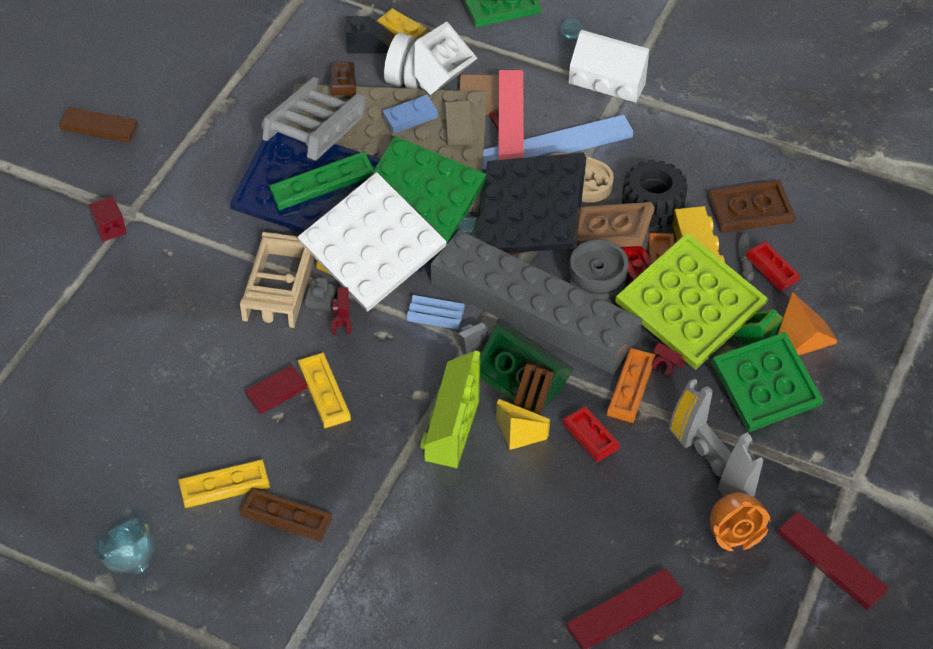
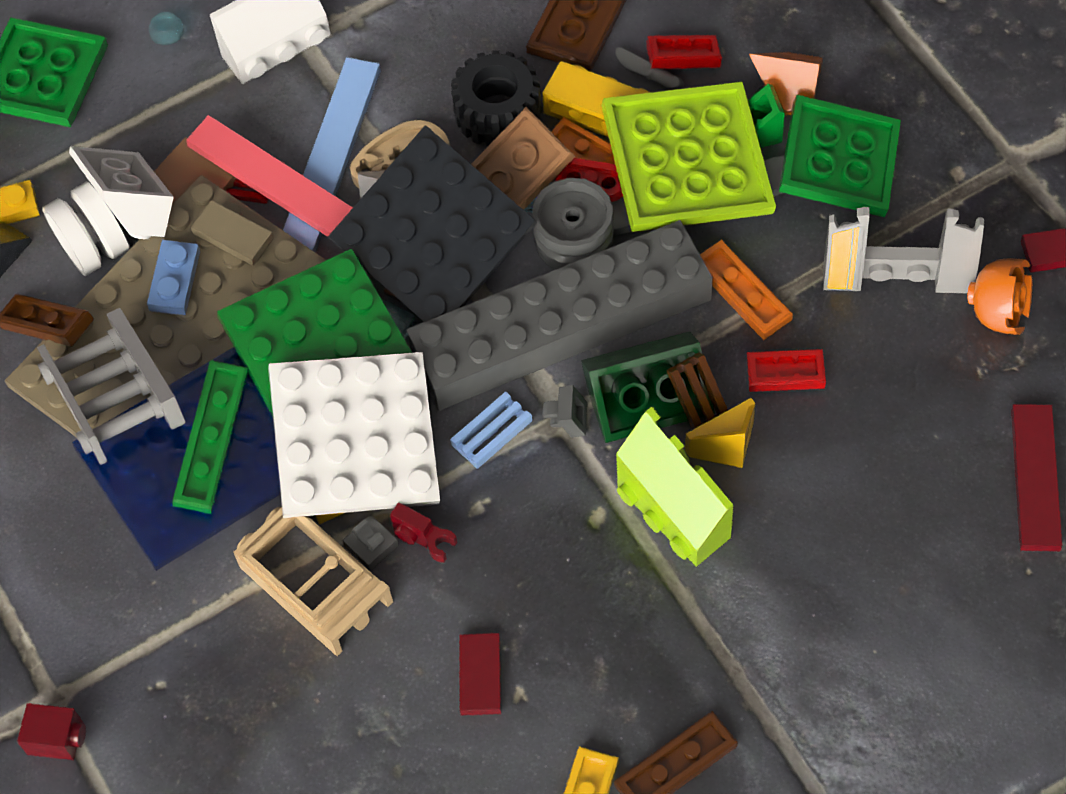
camera: 50 degrees left, 10 degrees up
(324, 390) = (518, 619): yellow tile -> none
(667, 356) = (739, 228): dark red tile -> none

